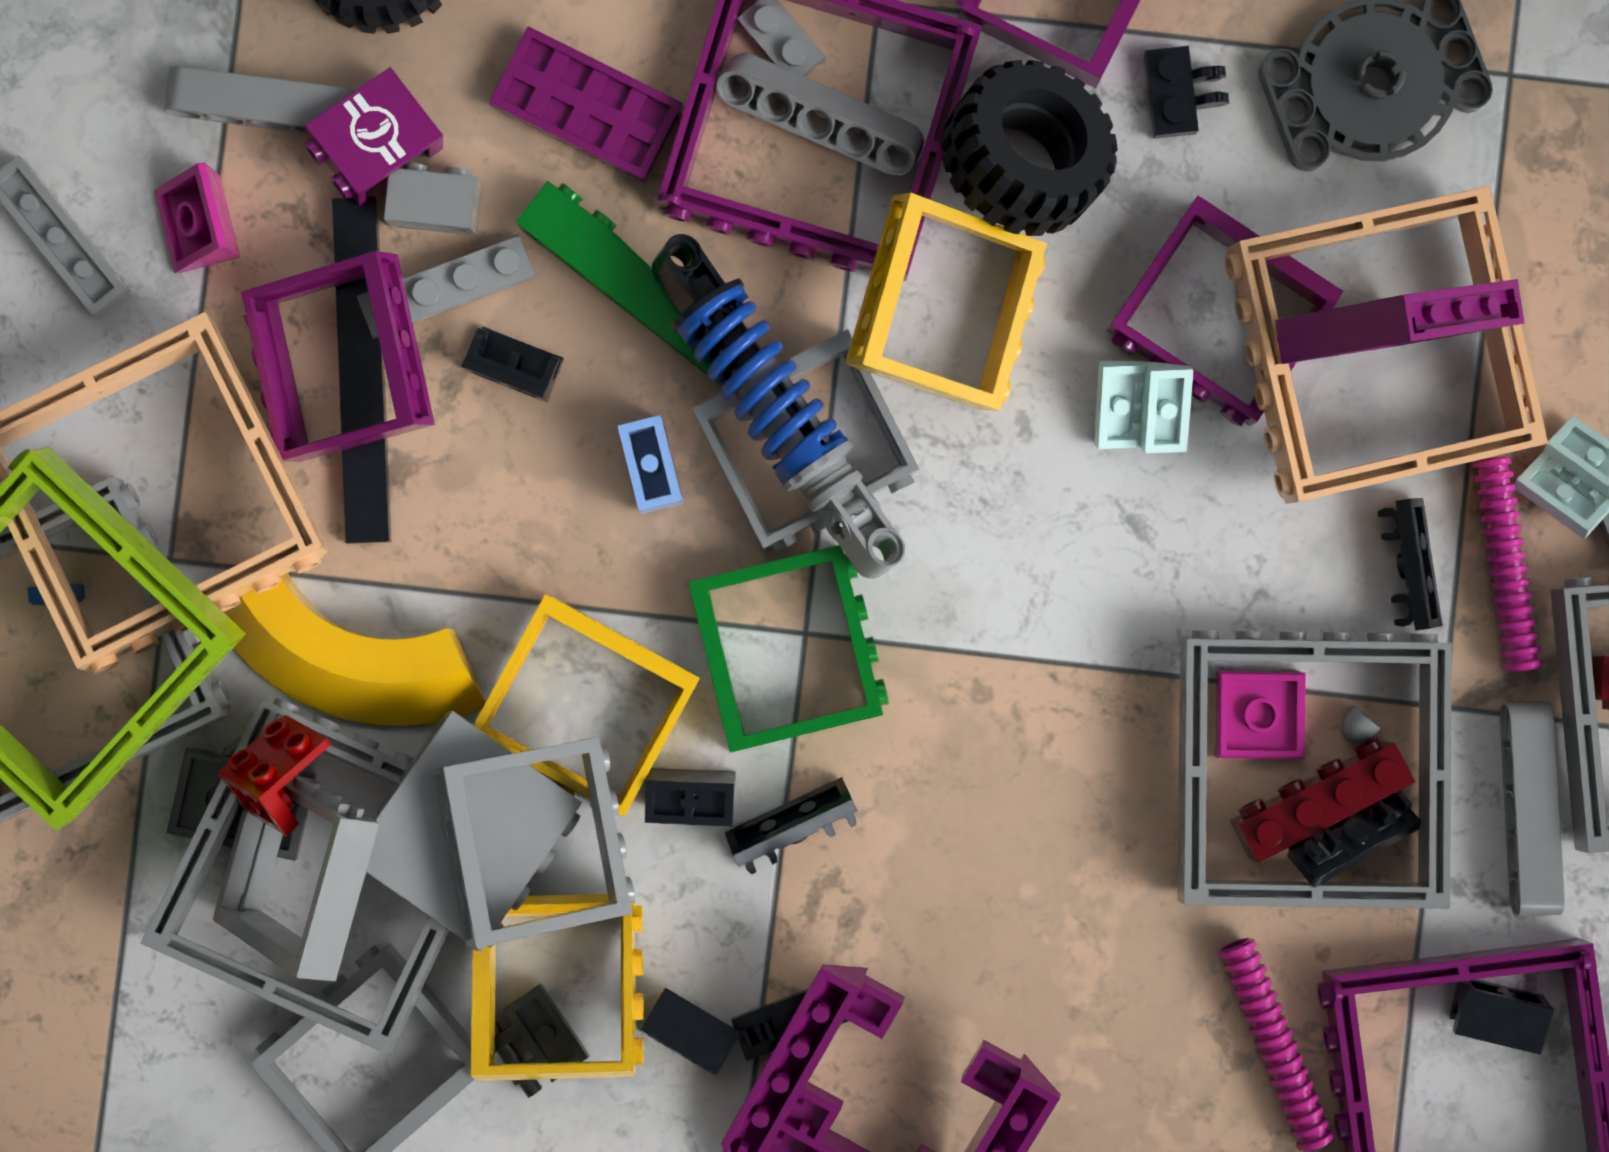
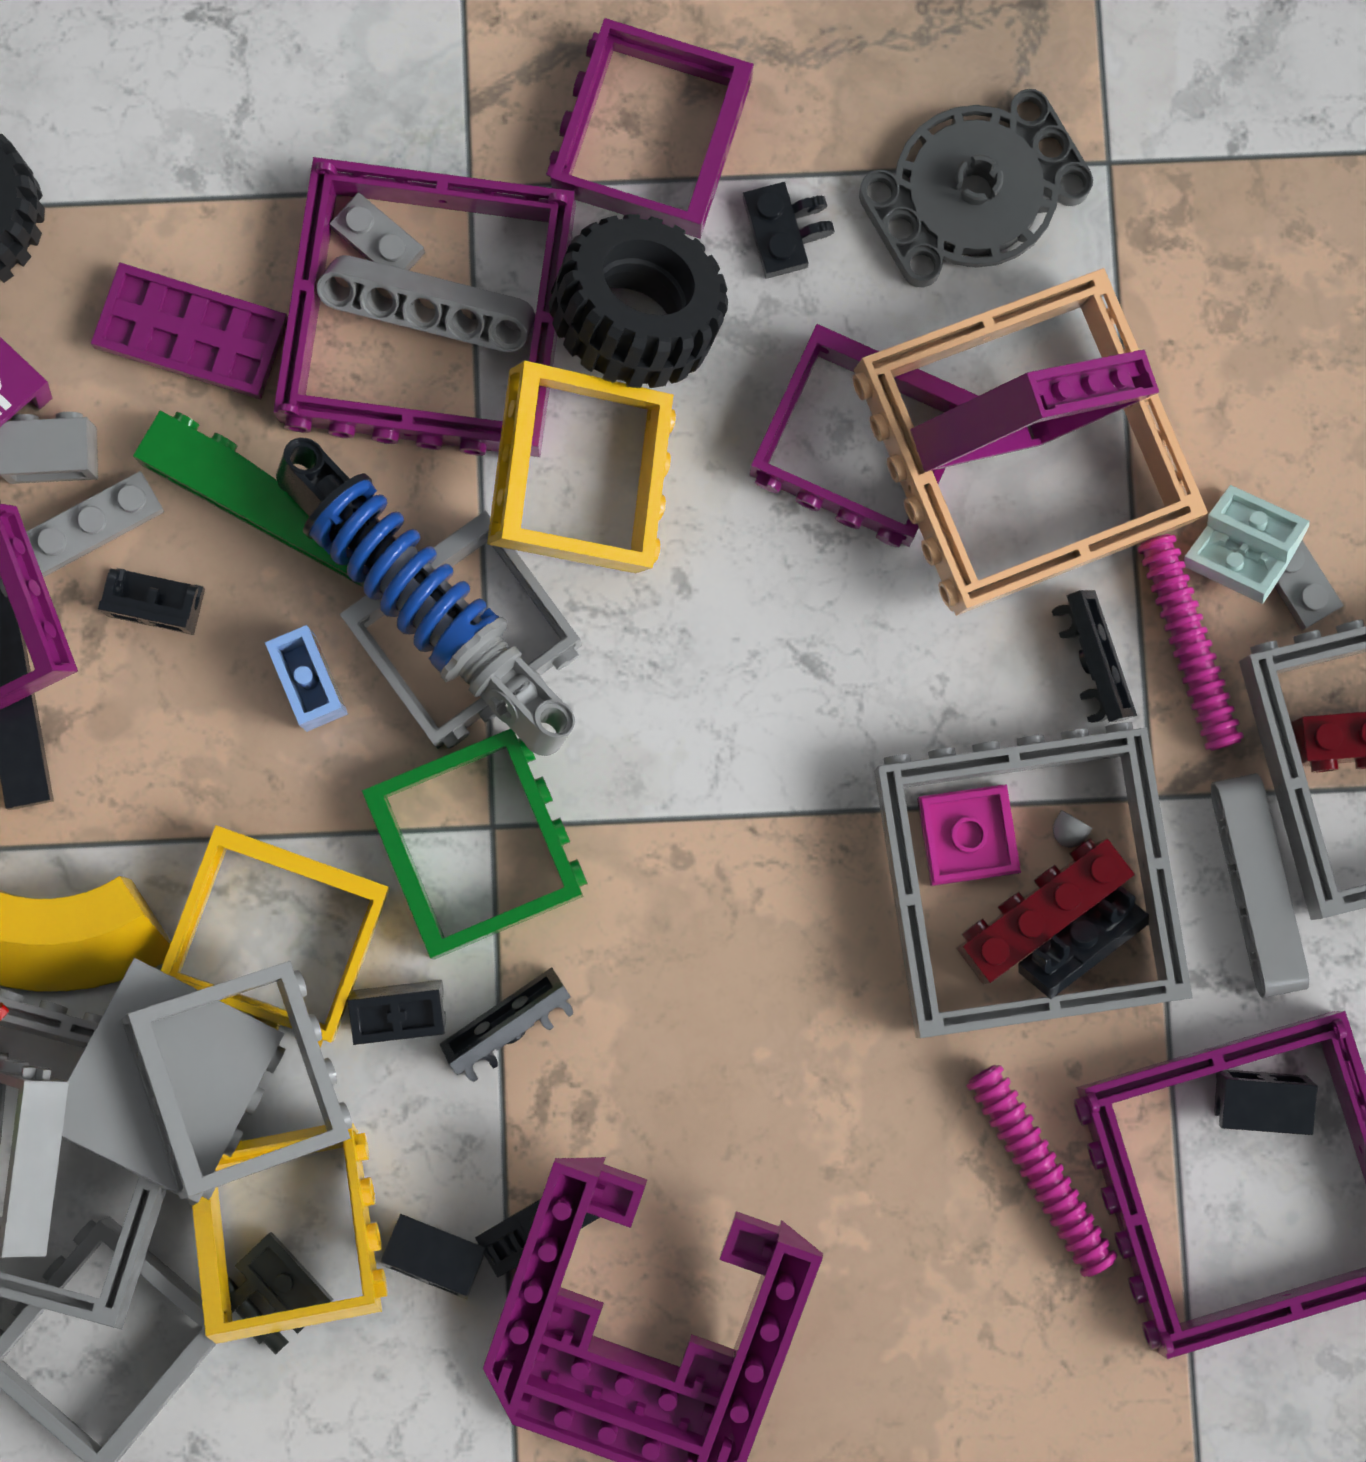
camera: 15 degrees left, 5 degrees down
(1143, 406) = (797, 541): light aqua slope -> none

